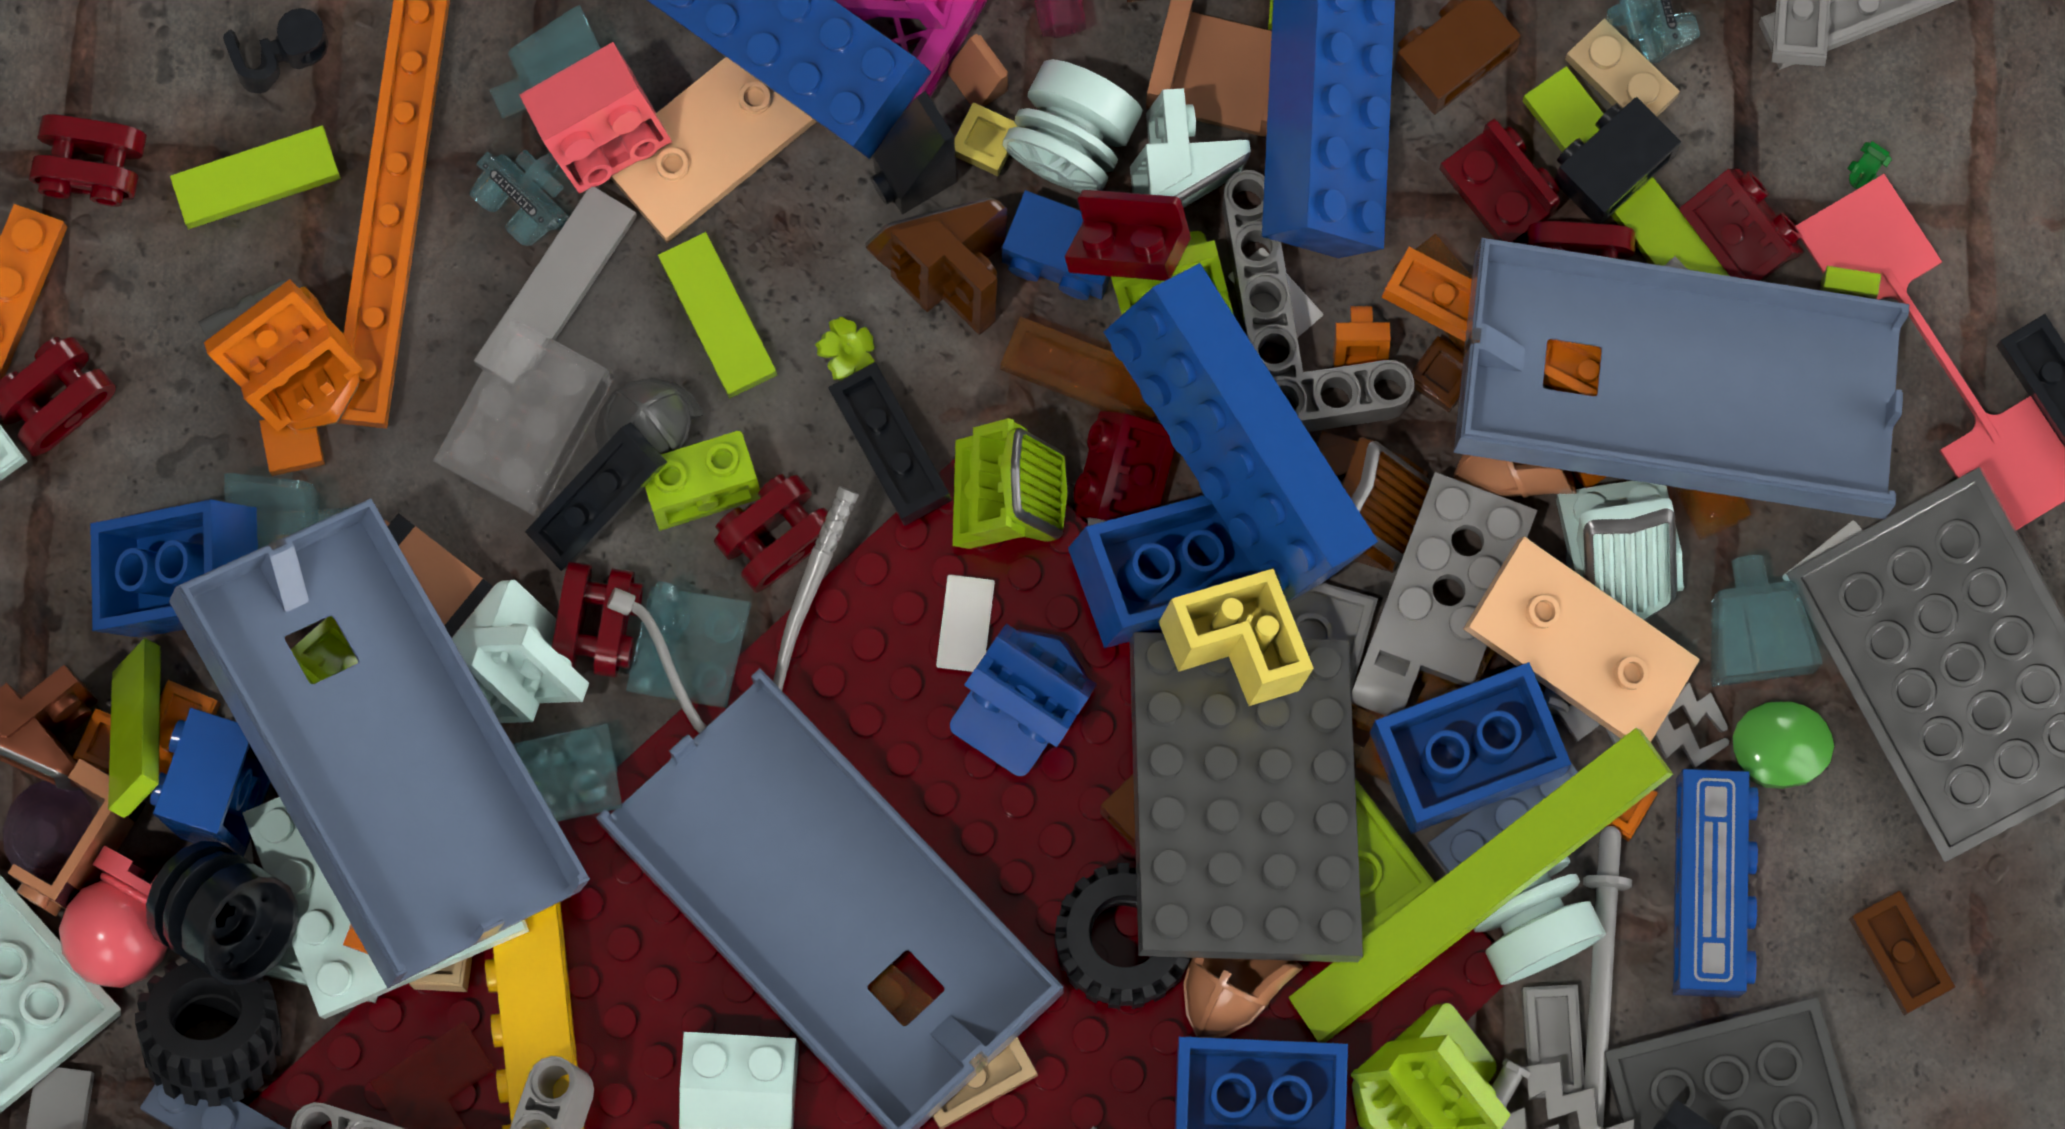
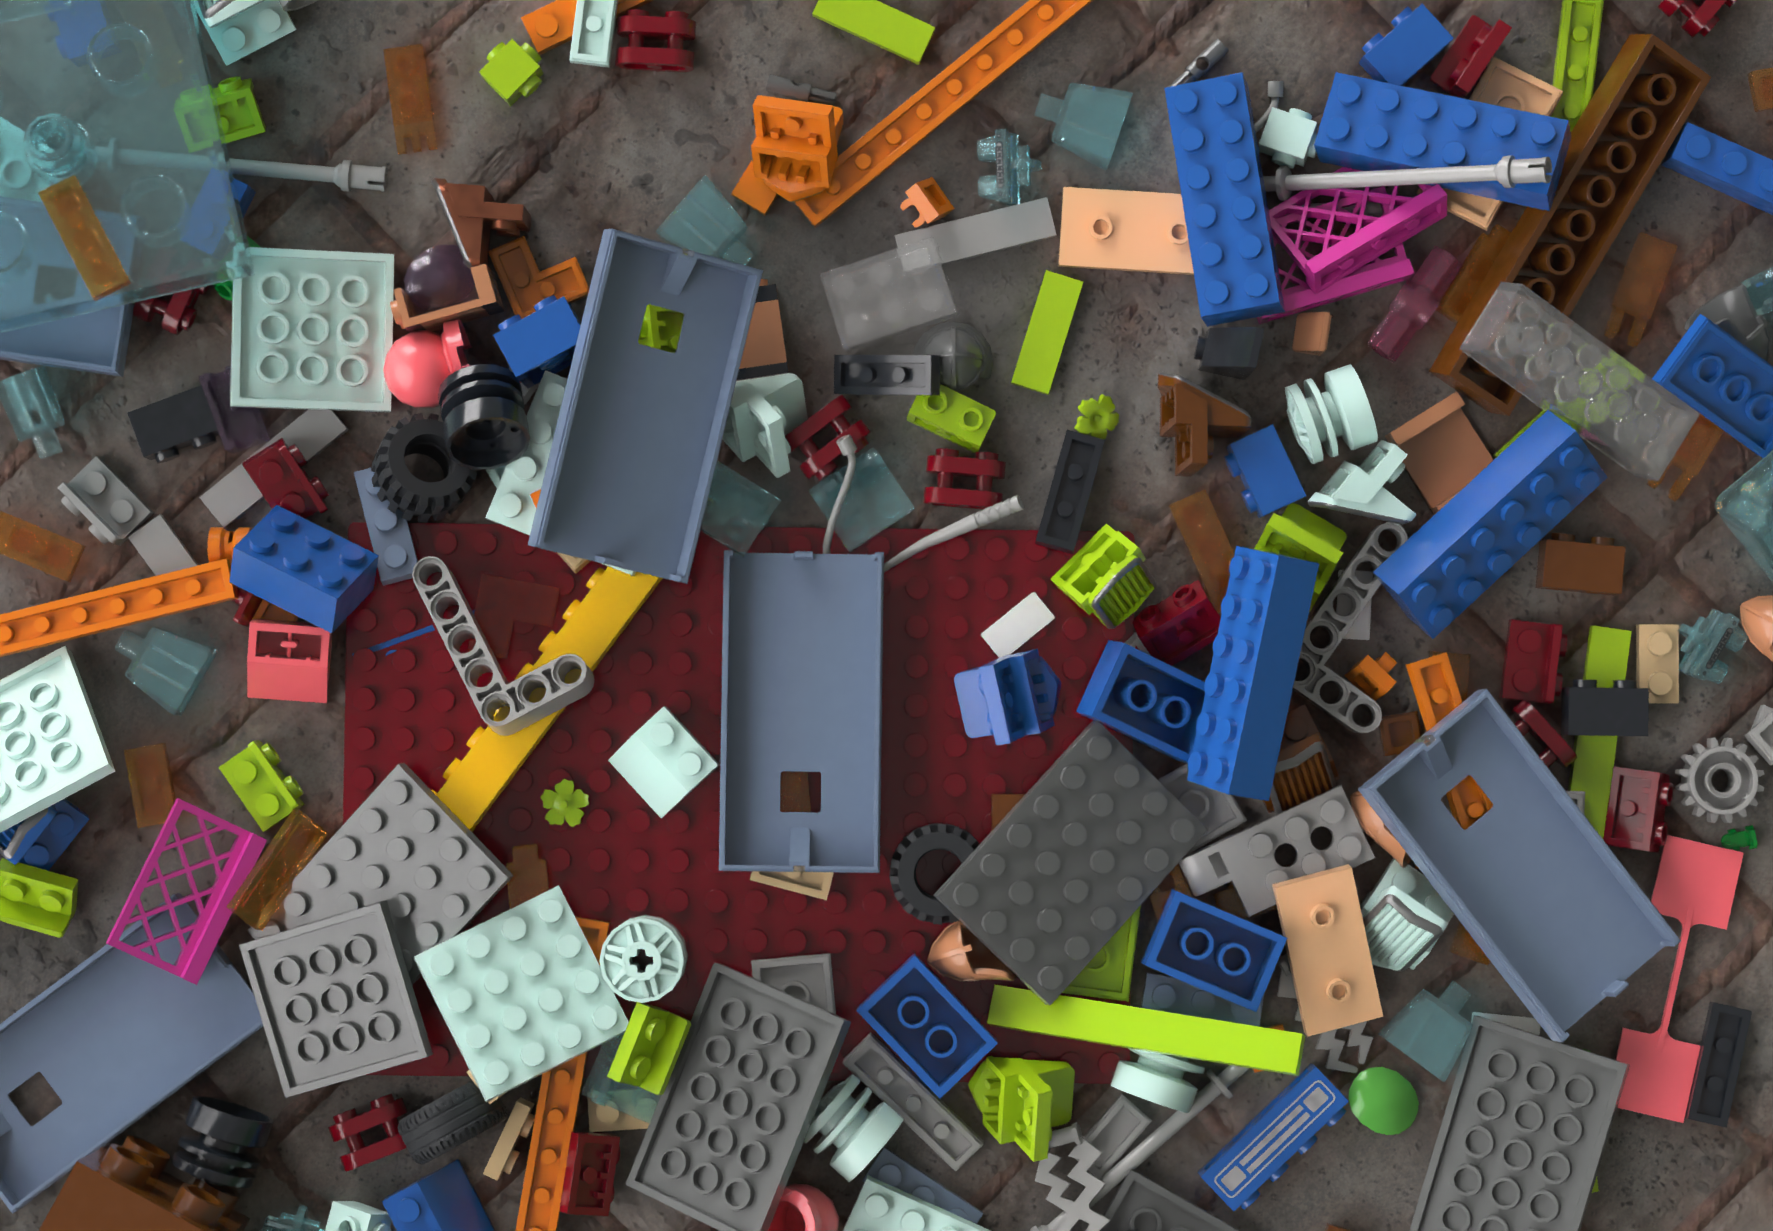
camera: 45 degrees right, 10 degrees up
(134, 728) = (529, 272): lime tile -> none
(150, 553) = (628, 196): blue brick -> none
(478, 295) = (928, 200): none -> orange tile
(595, 118) = (1080, 166): coral slope -> none
(982, 138) = (1280, 371): light yellow plate -> none
(1128, 235) = (1299, 507): dark red bracket -> none
(1247, 624) = (1158, 775): light yellow brick -> none
(1800, 99) = (1741, 780): none -> light grey gear
(1850, 282) = (1661, 897): lime tile -> none

